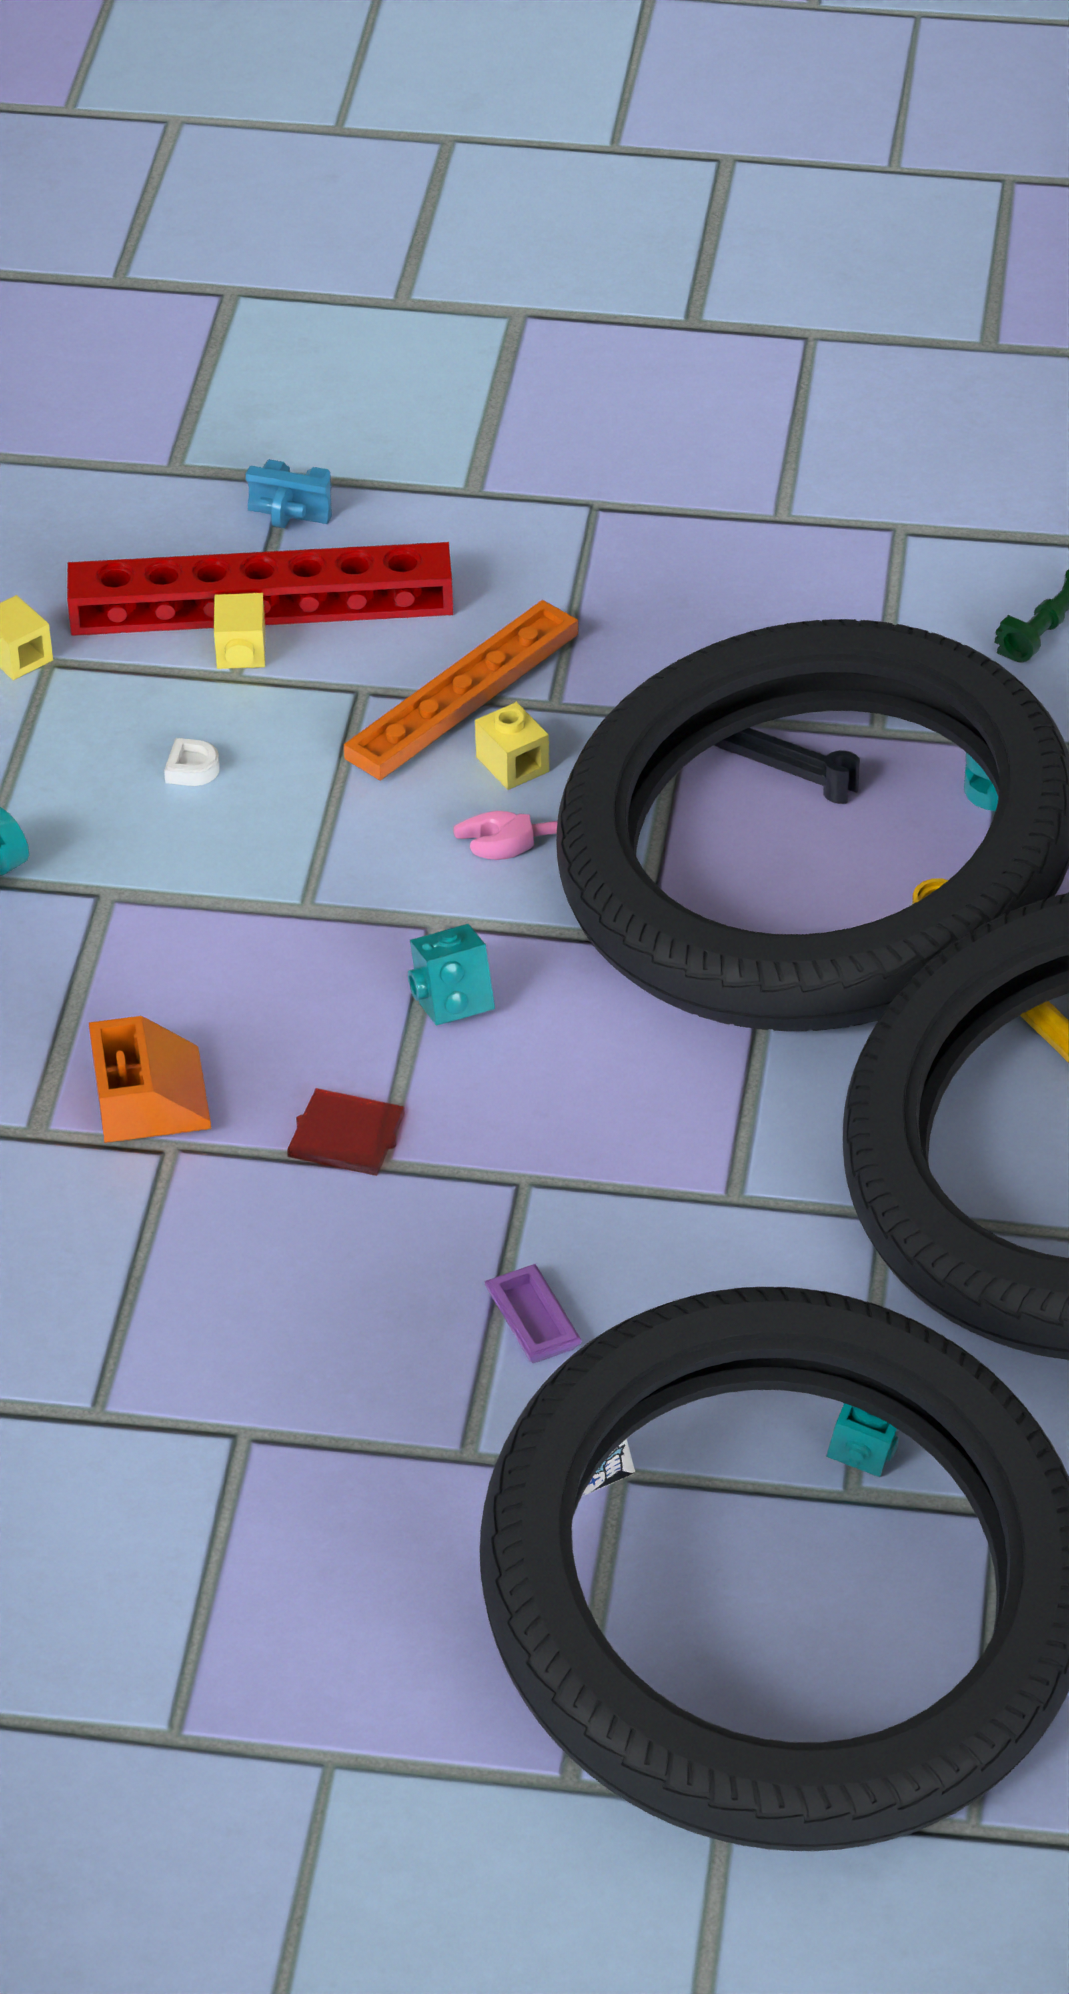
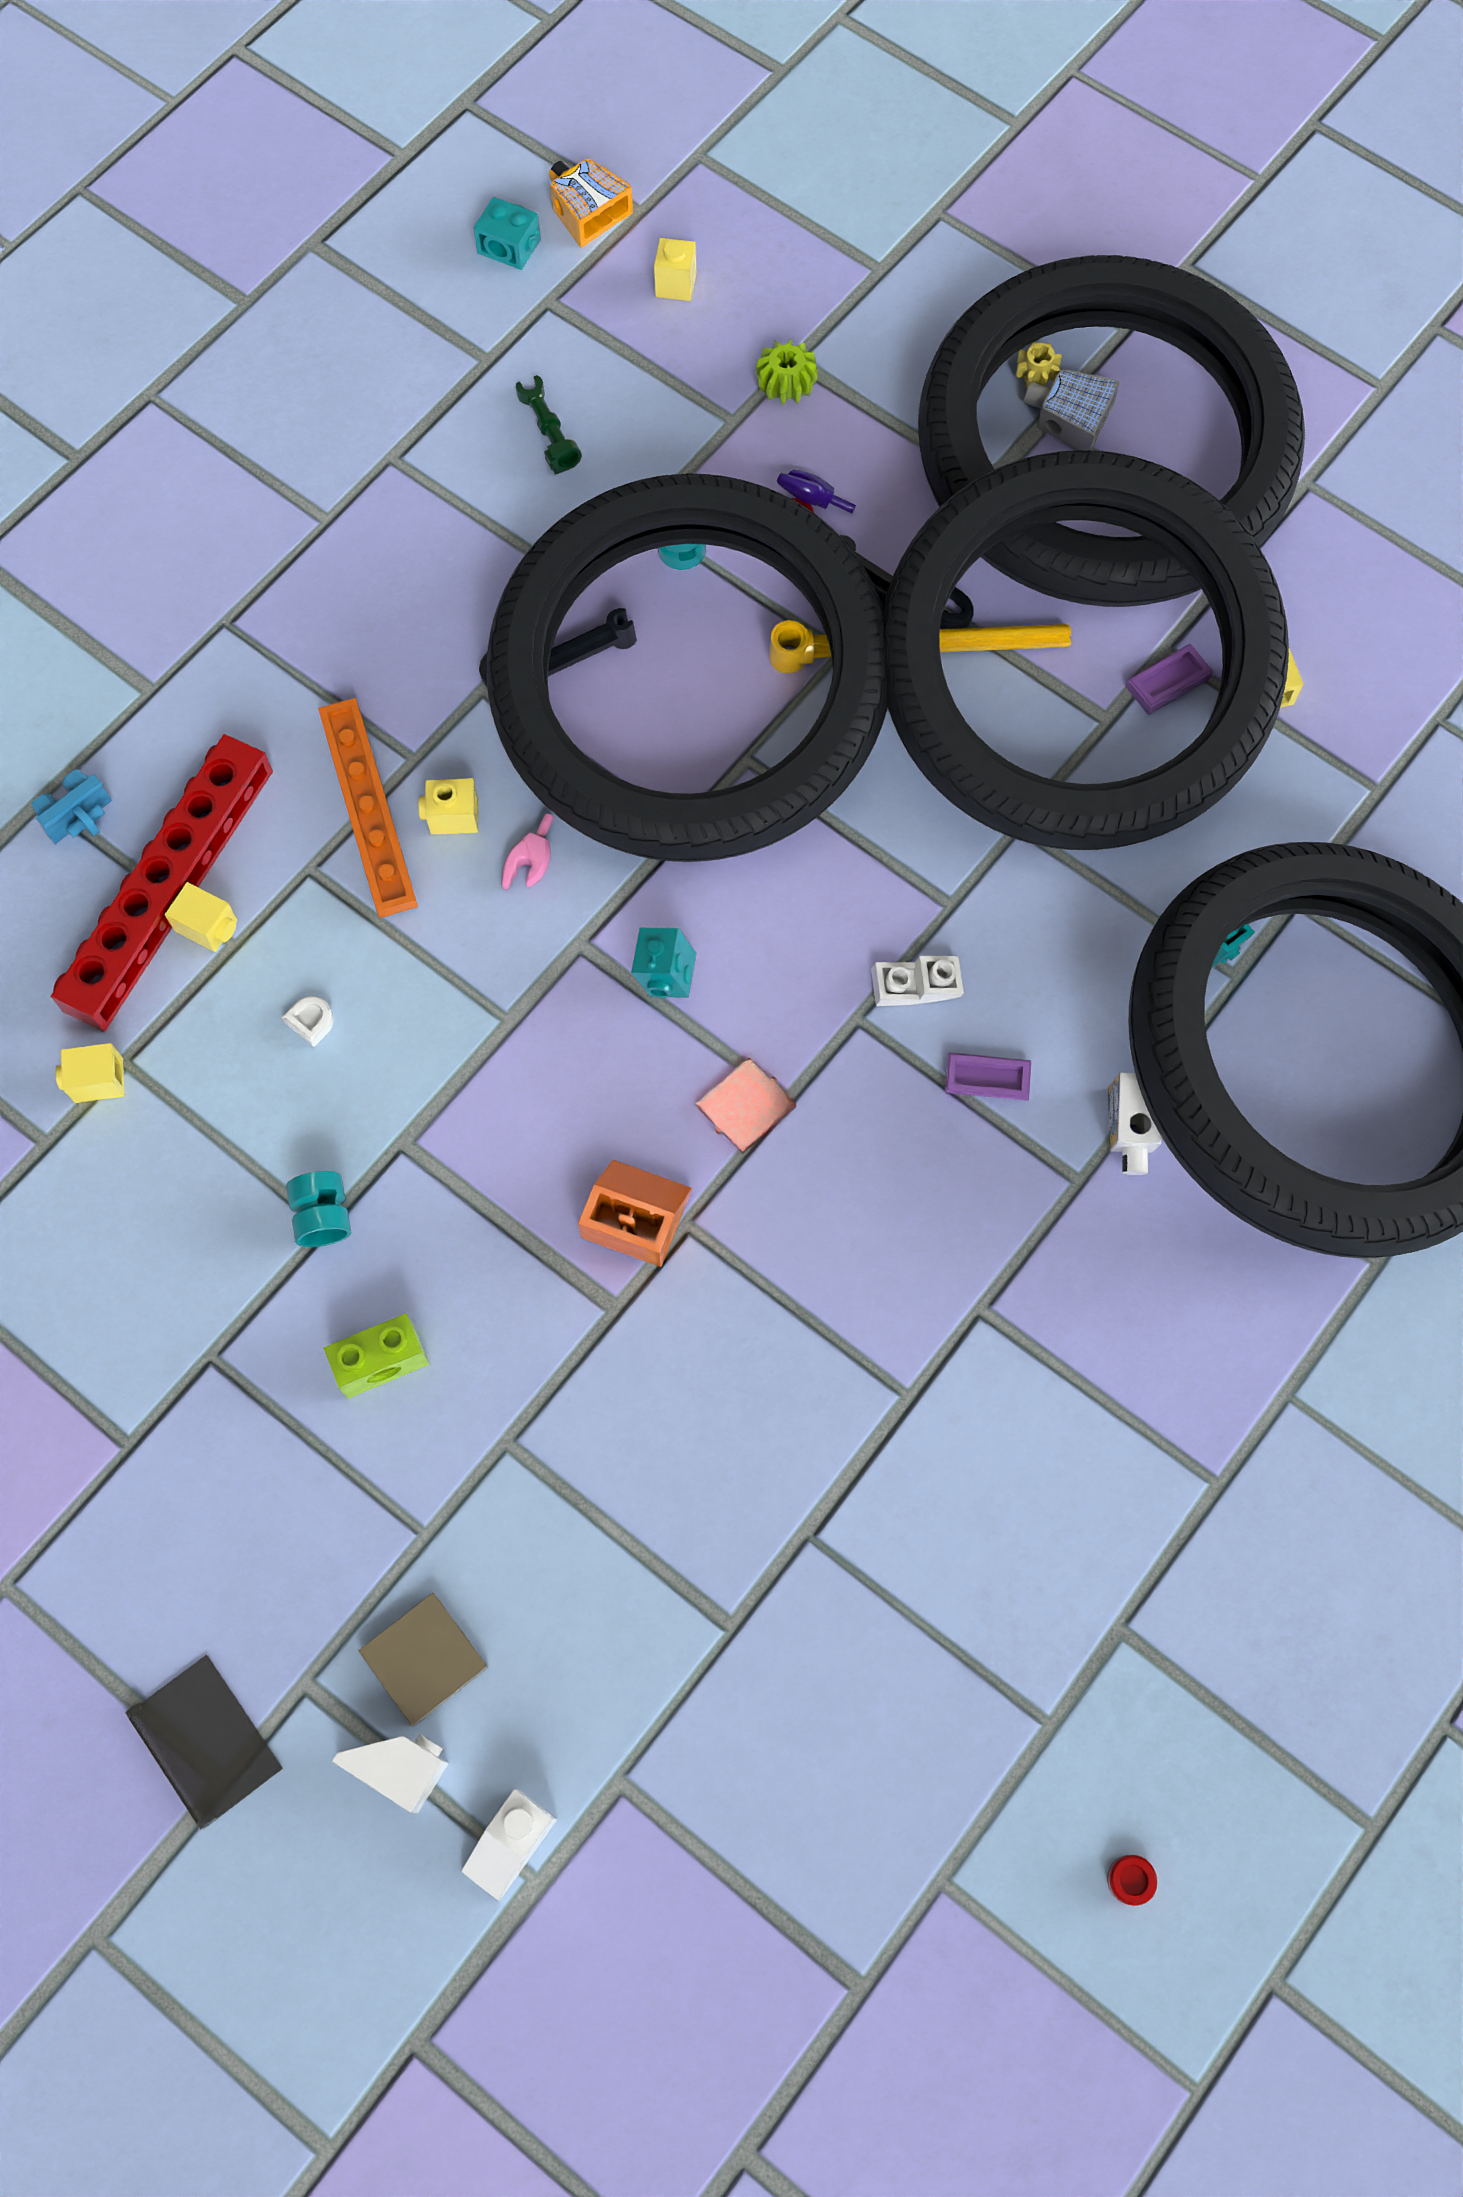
camera: 60 degrees left, 25 degrees up
(605, 1204) = (917, 982): none -> white slope

